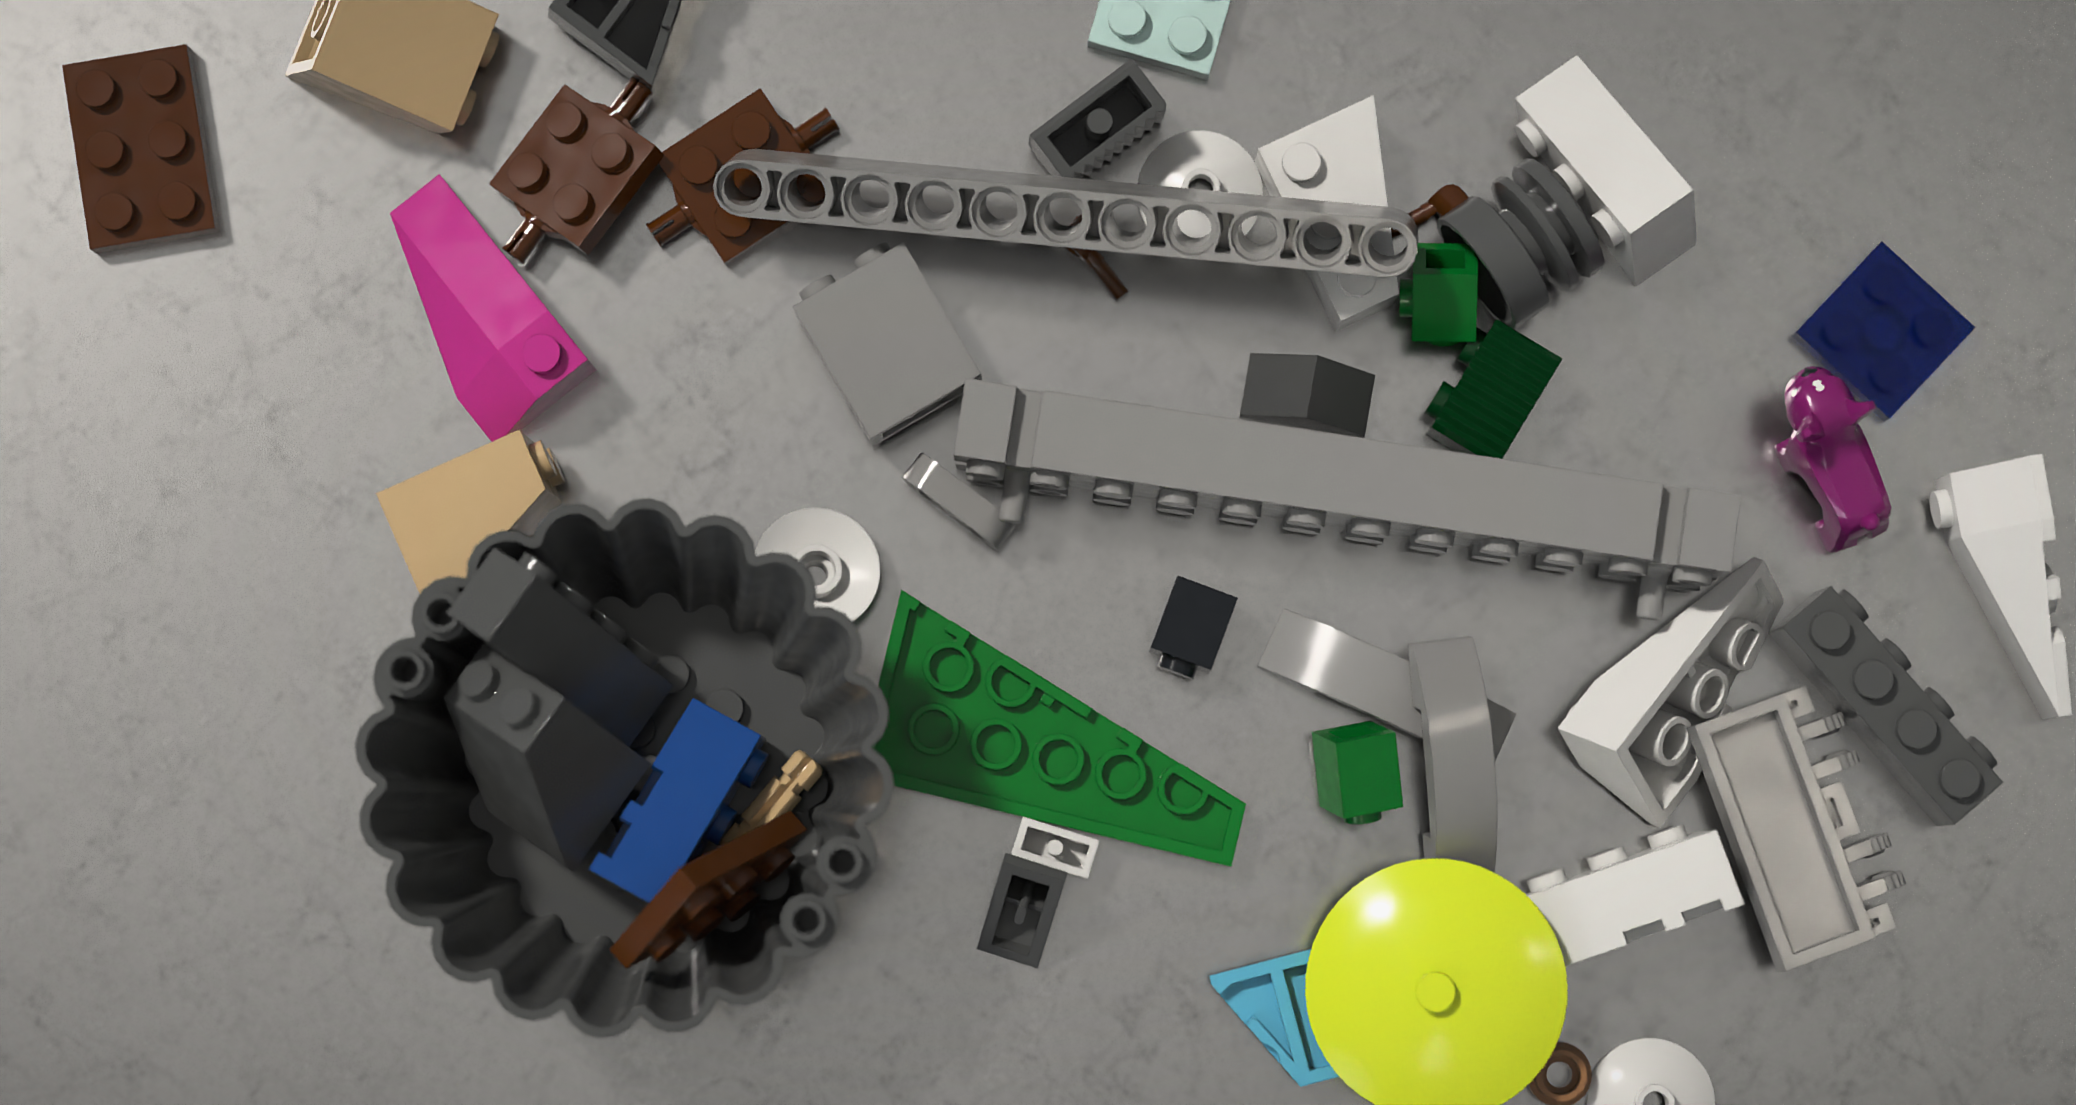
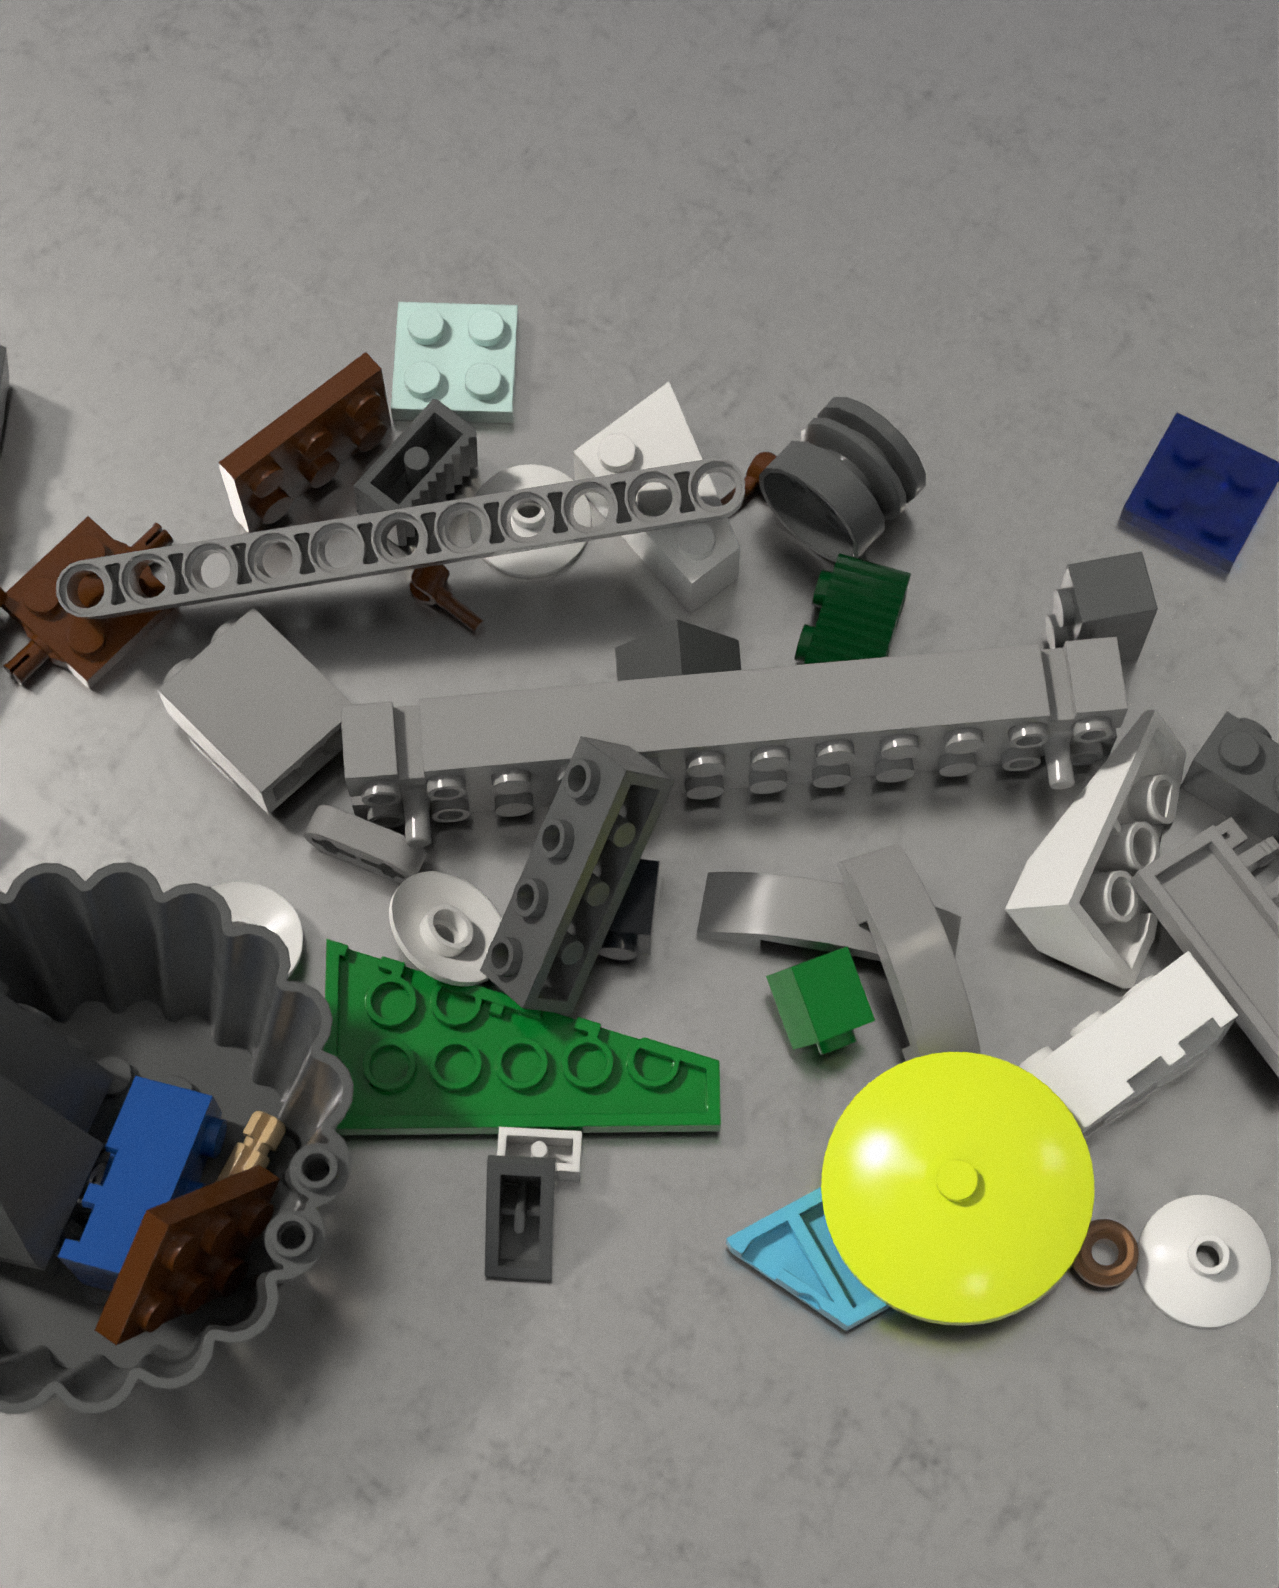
camera: 15 degrees left, 15 degrees down
(996, 72) = (307, 444): none -> reddish brown plate
(1038, 605) = (444, 926): none -> white dish
(1153, 603) = (576, 875): none -> dark grey brick
(1442, 294) = (781, 545): green brick -> none
(1609, 168) = (927, 399): white wedge -> none
(1739, 448) = (1104, 601): none -> dark grey brick
(1834, 457) = (1197, 600): magenta animal -> none

